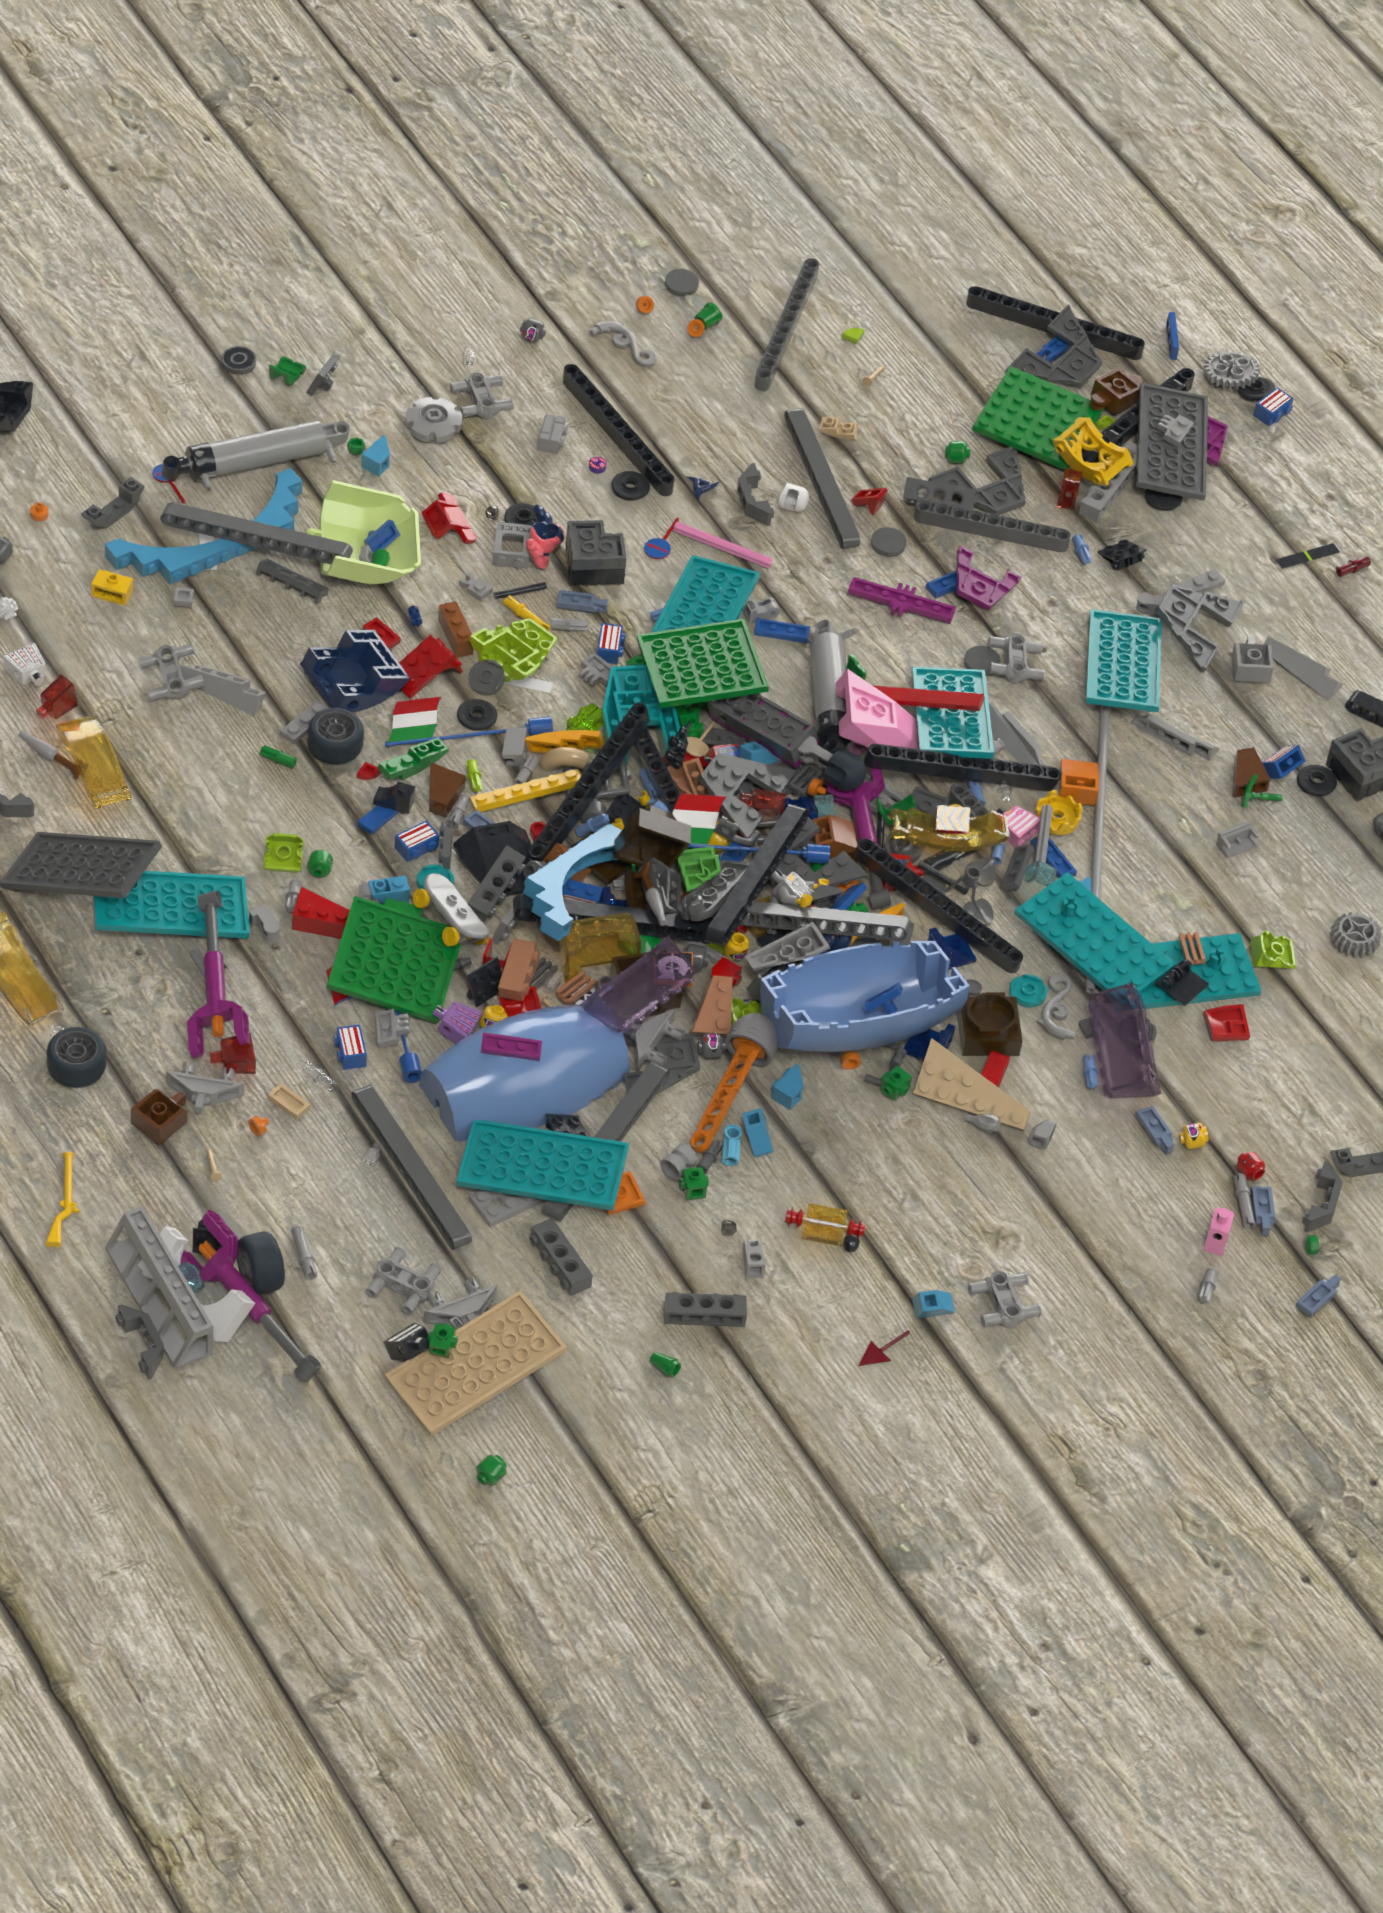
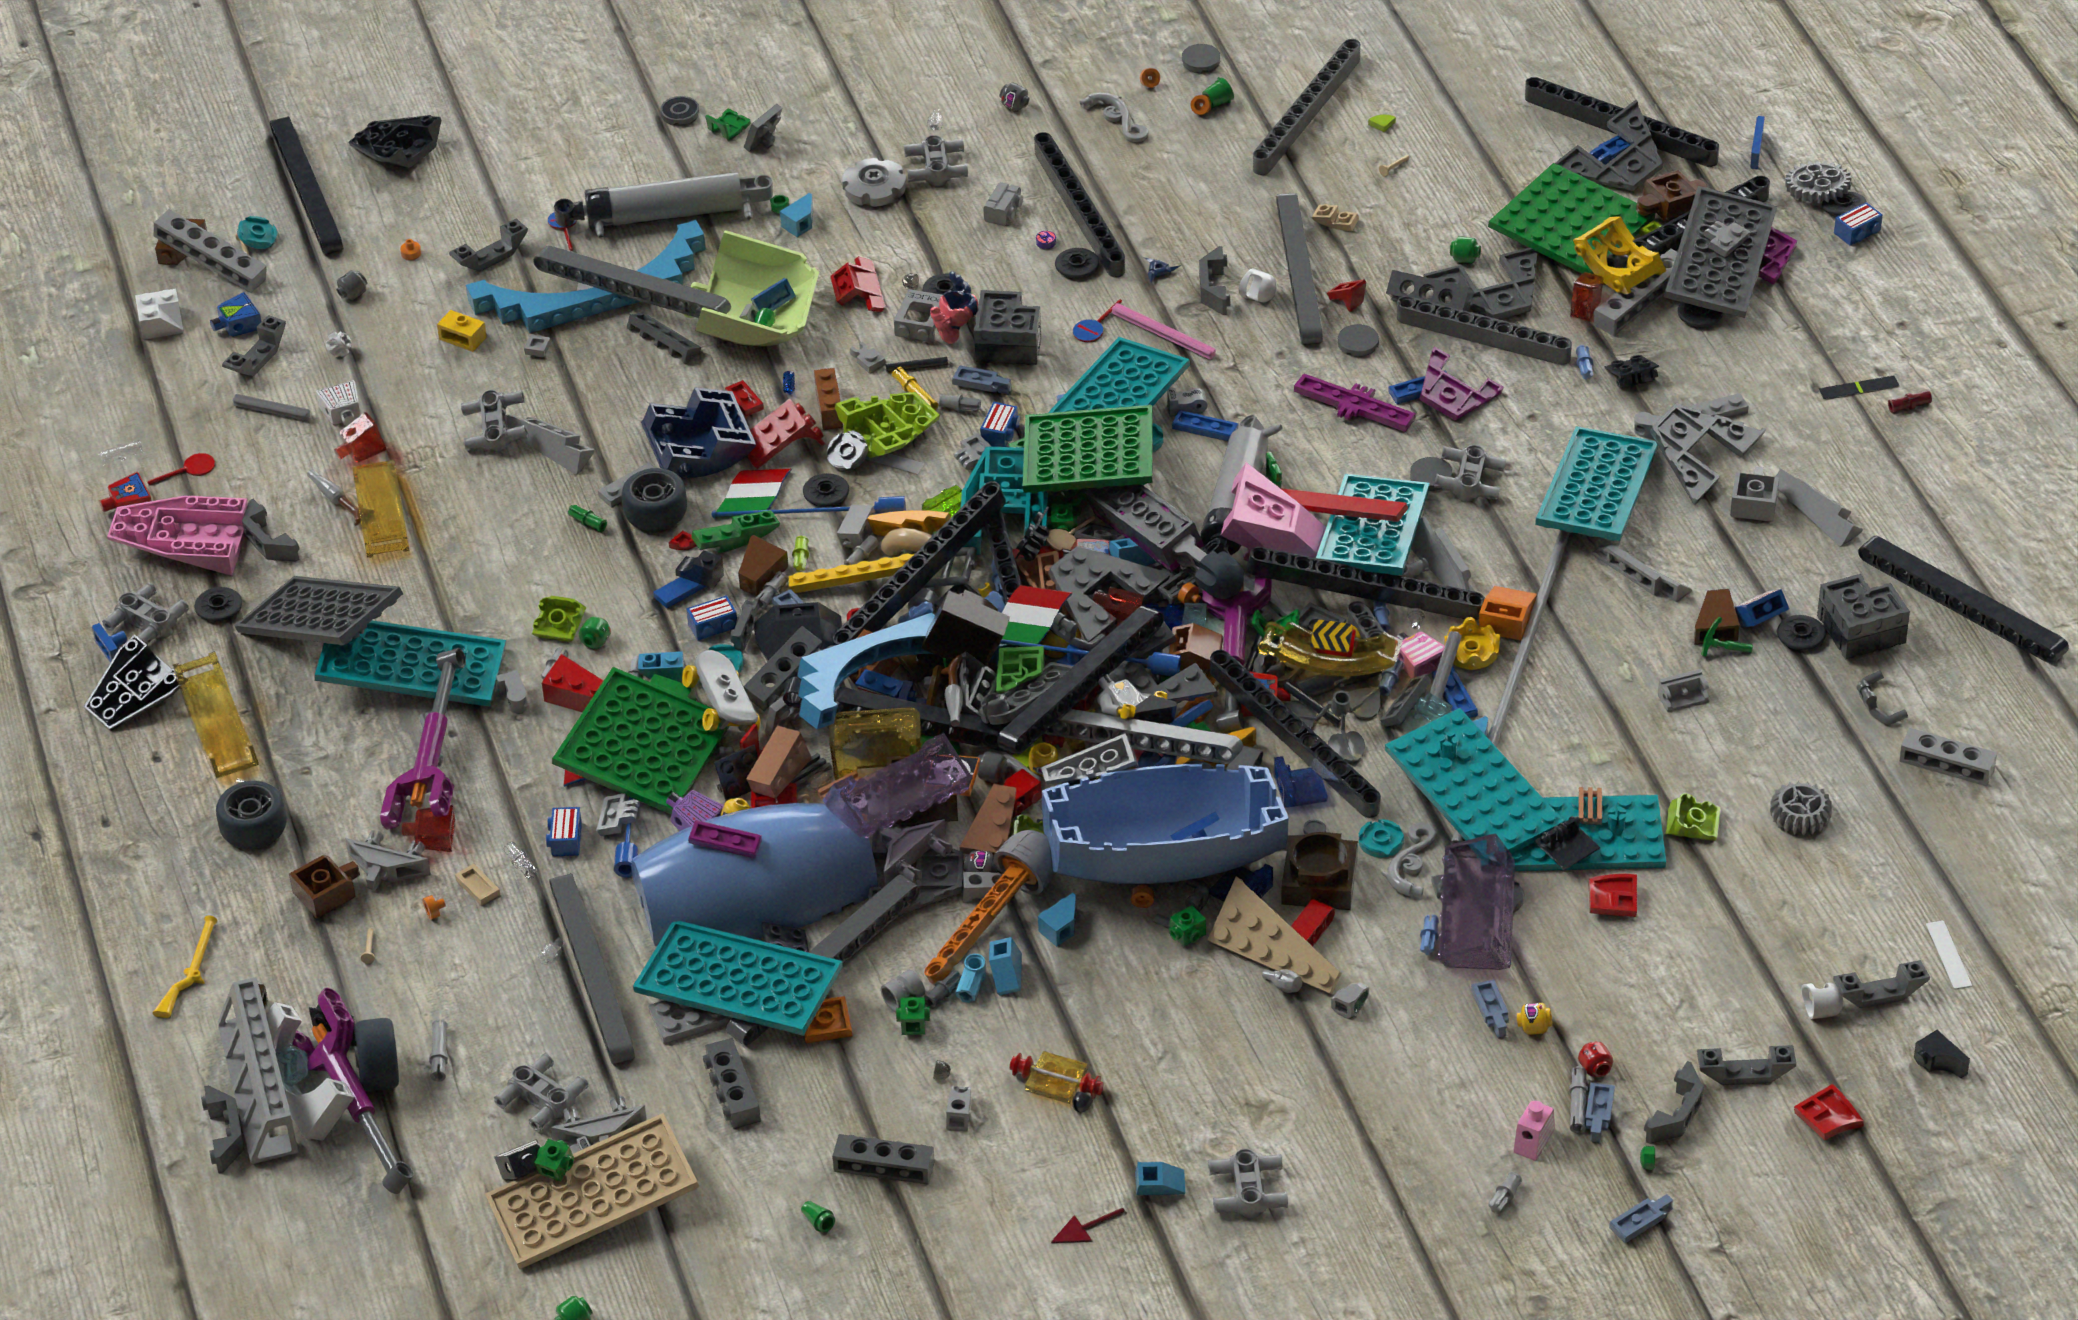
camera: 20 degrees right, 5 degrees down
(714, 1063) = (977, 884): none -> light grey leg

